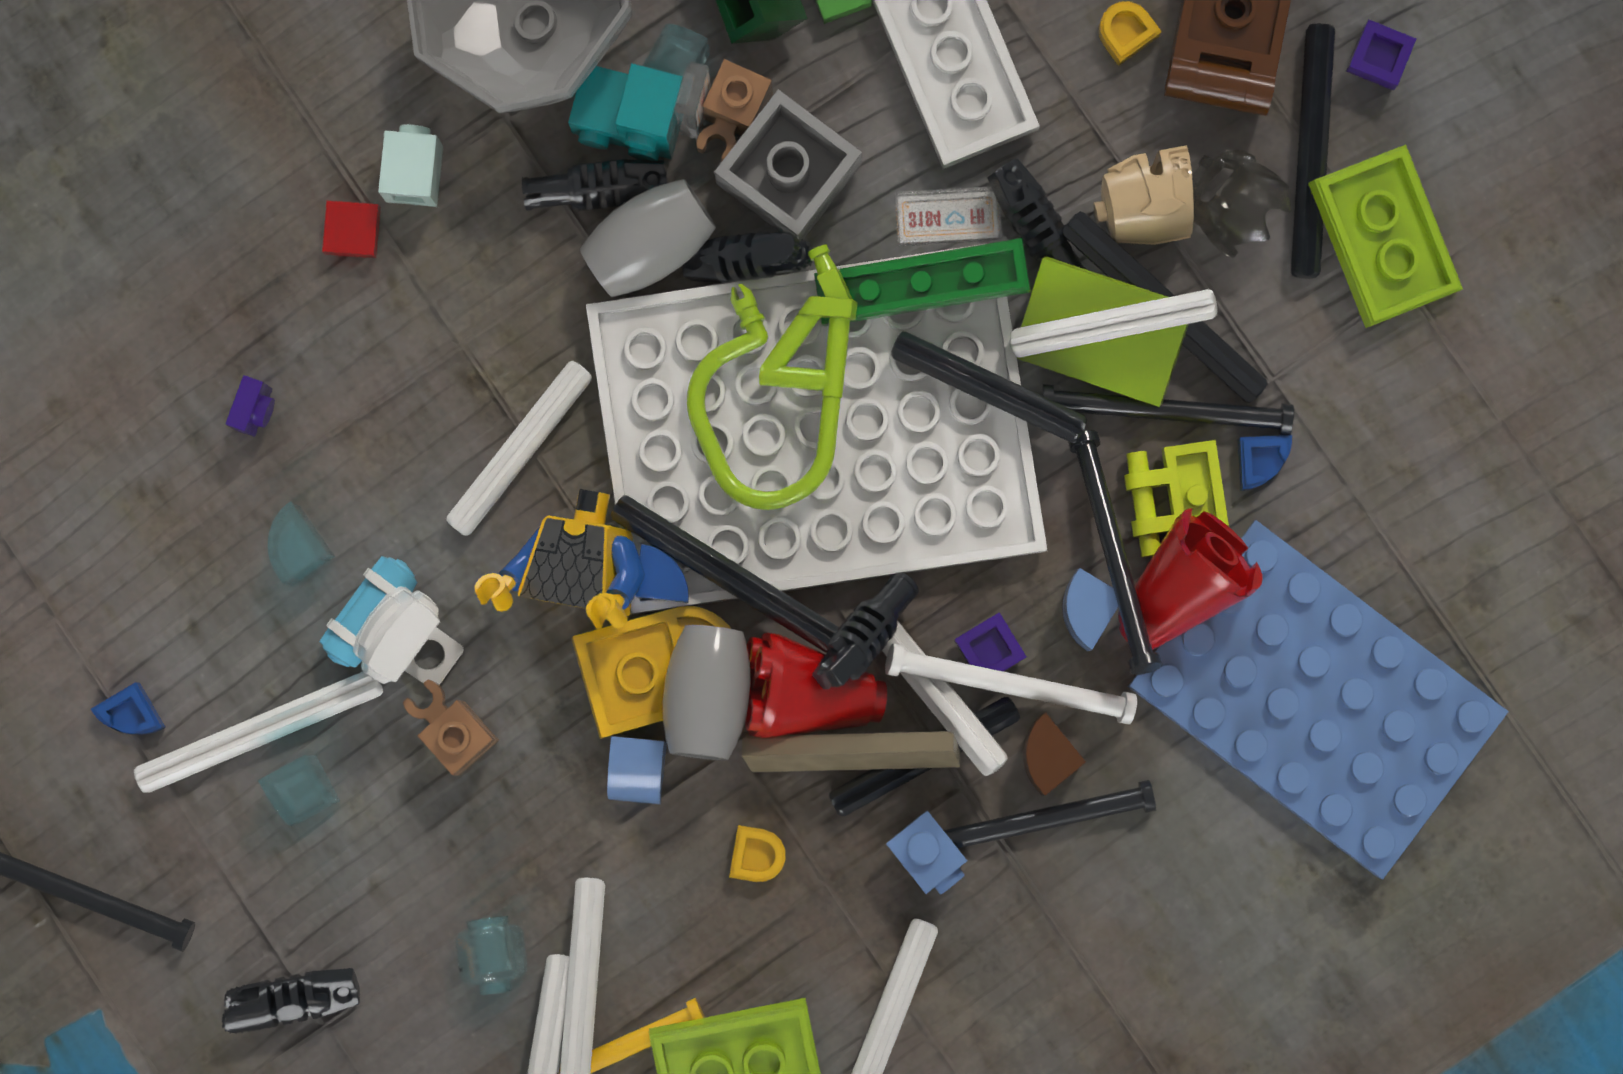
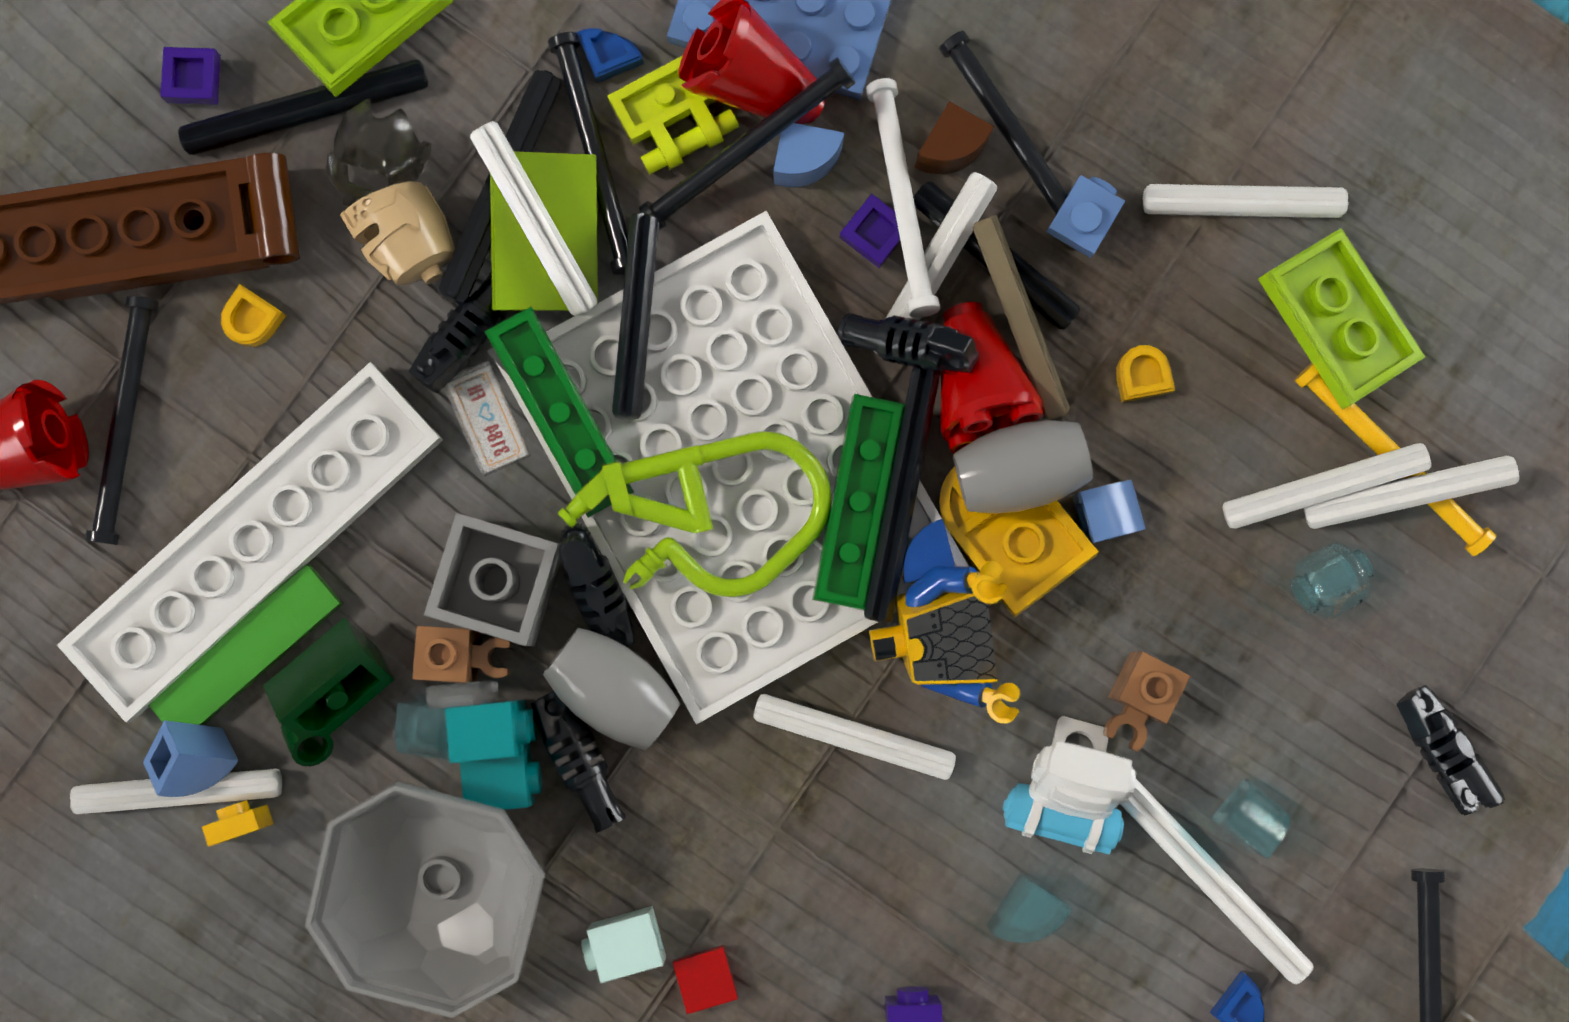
camera: 115 degrees left, 0 degrees up
(734, 530) = (858, 502): none -> green tile

